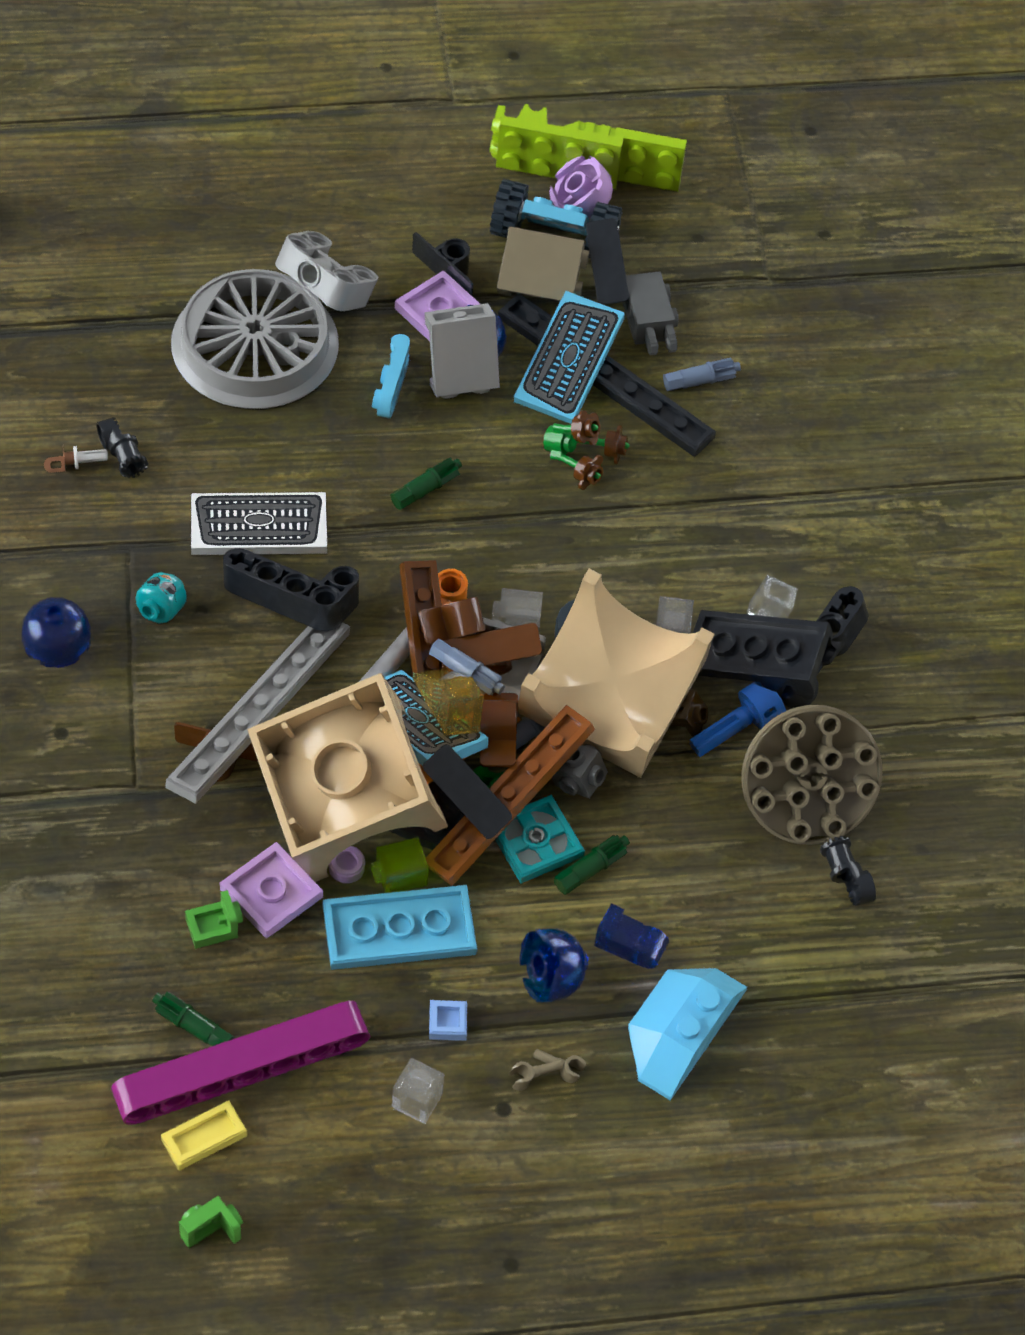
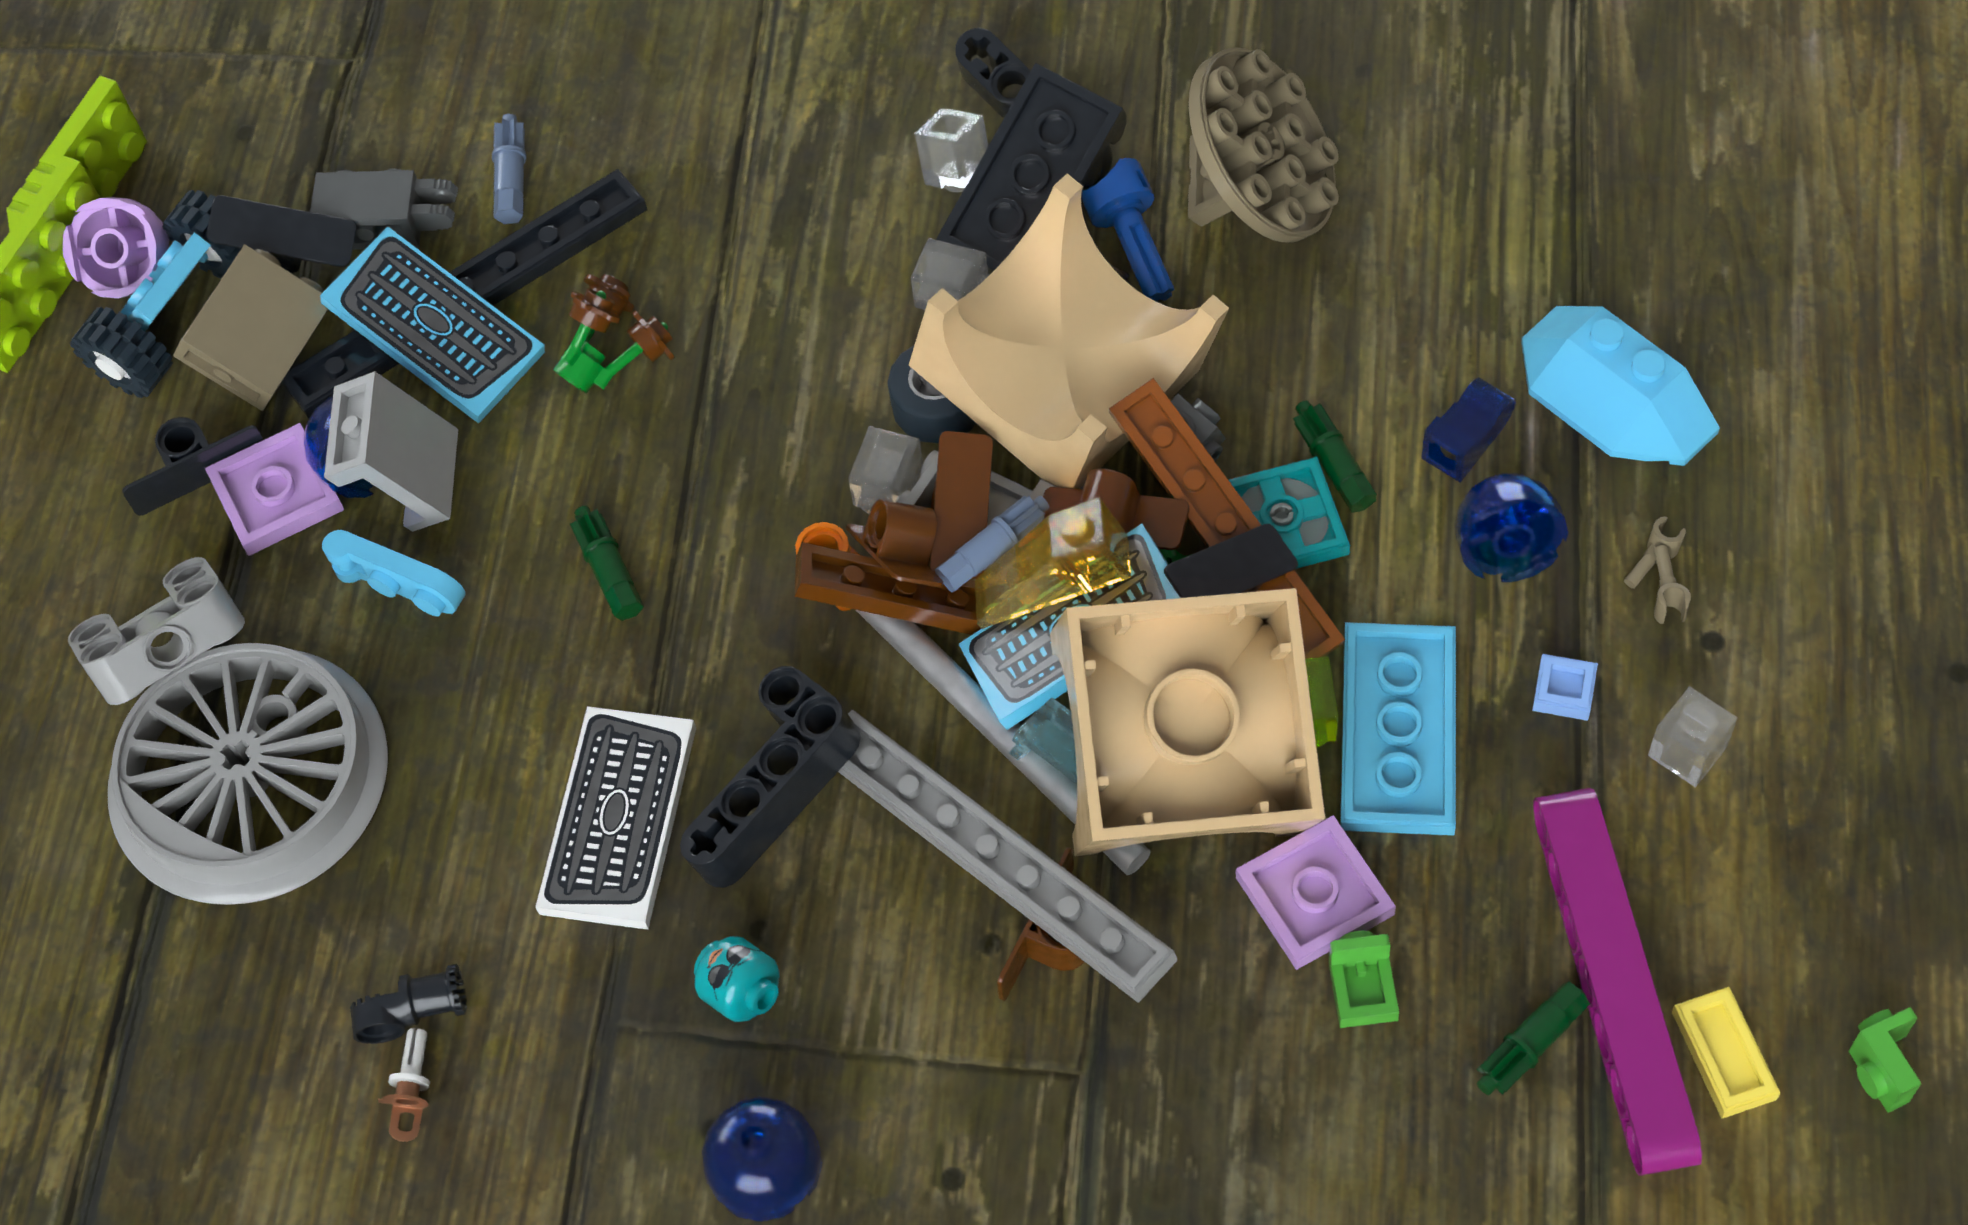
camera: 65 degrees left, 5 degrees up
(847, 871) = (1400, 149): black connector -> none

